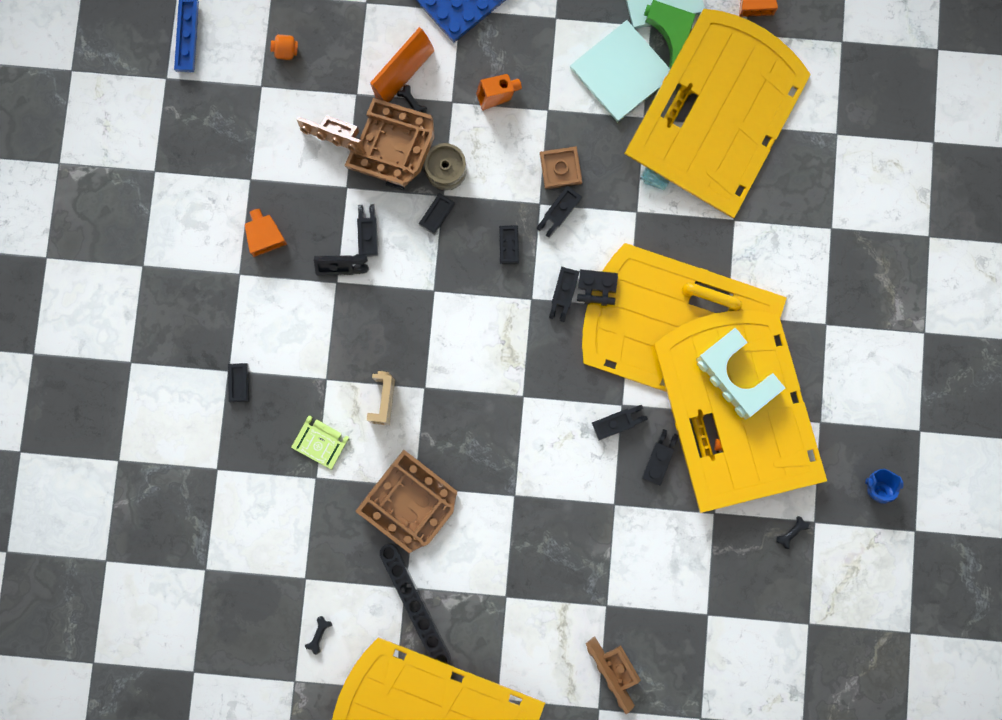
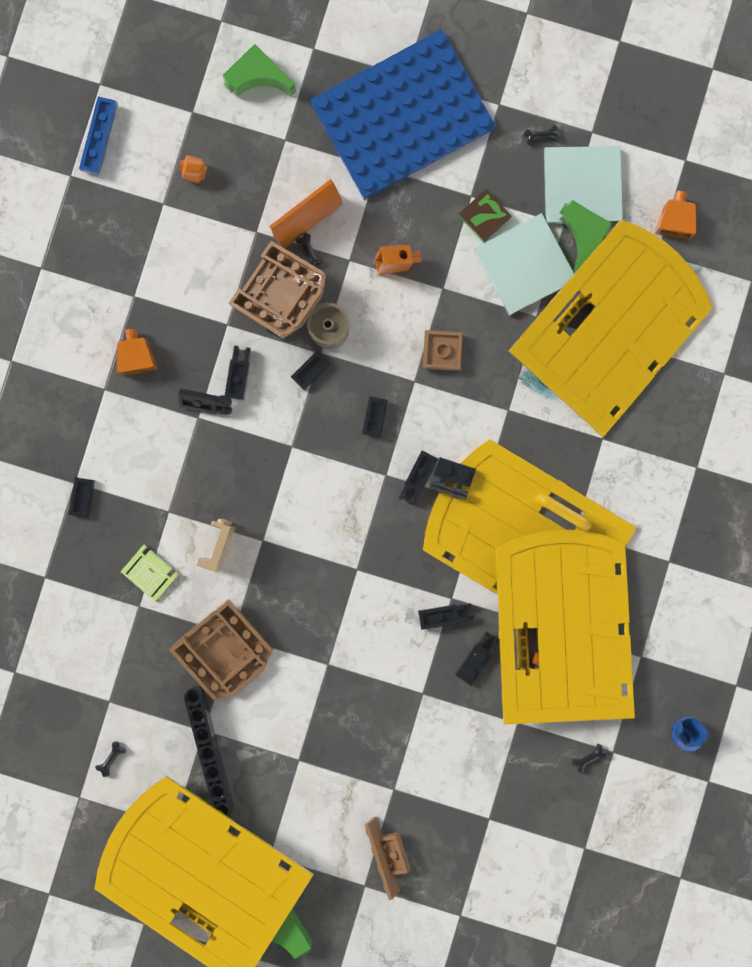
camera: 10 degrees right, 5 degrees up
(334, 131) = (226, 266): medium nougat bracket -> none
(560, 210) = (433, 392): black hinge -> none
(573, 33) = (484, 215): none -> reddish brown tile
(745, 400) = (551, 579): light aqua arch -> none

